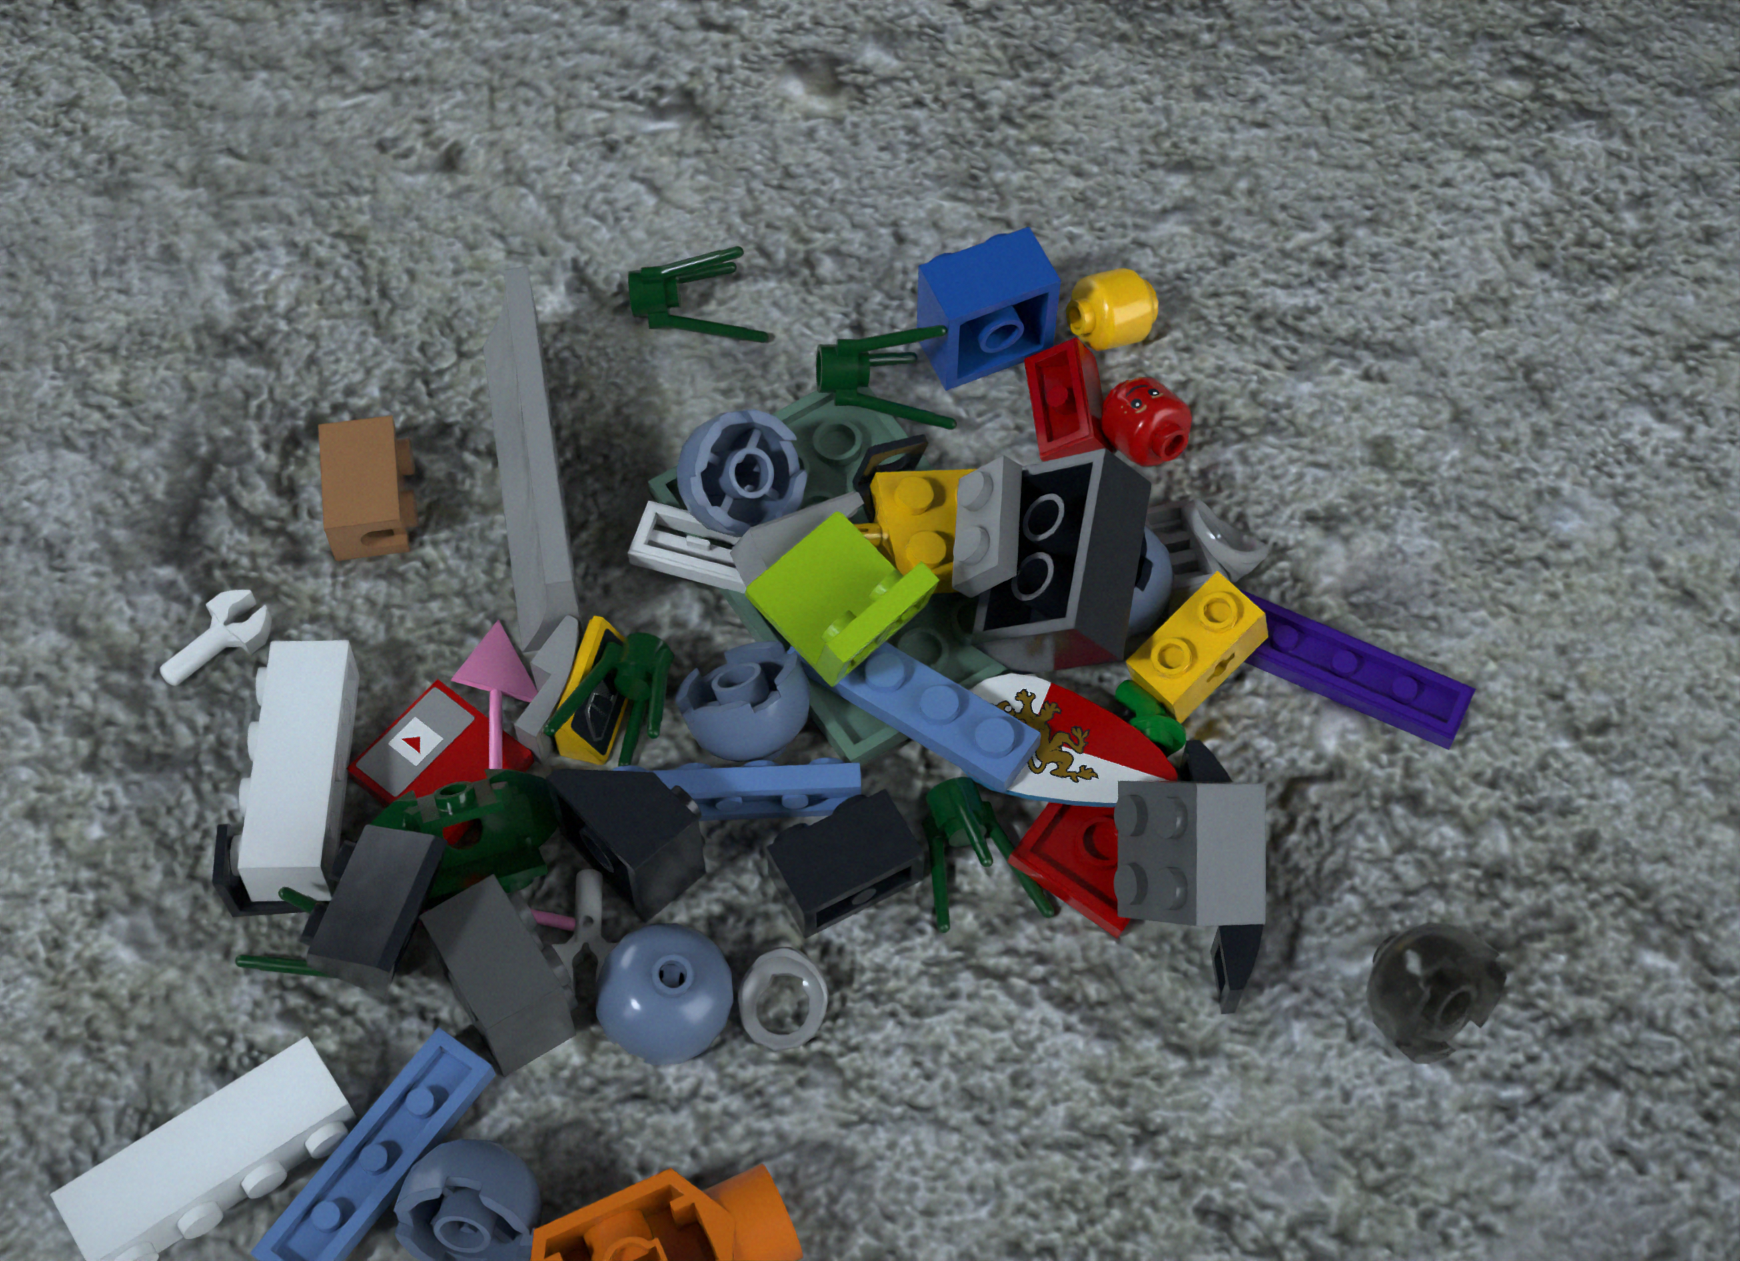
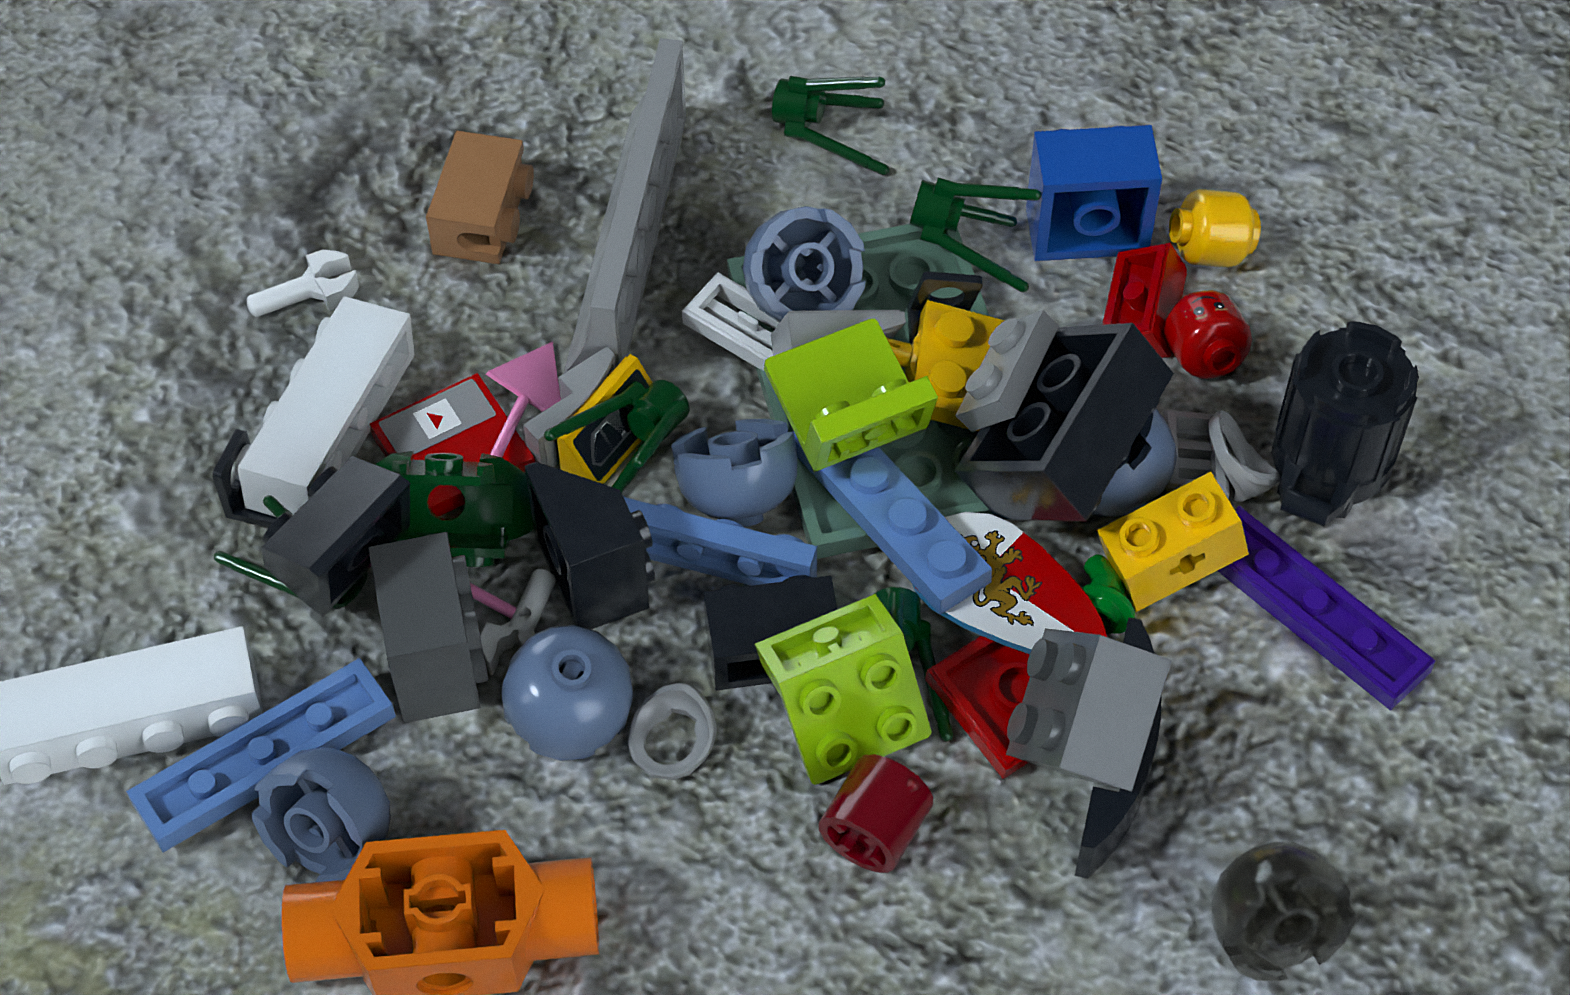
camera: 20 degrees right, 5 degrees down
(943, 899) = (846, 687): none -> lime bracket
(1018, 1019) = (876, 813): none -> dark red piece
(1313, 477) = (1342, 420): none -> black container

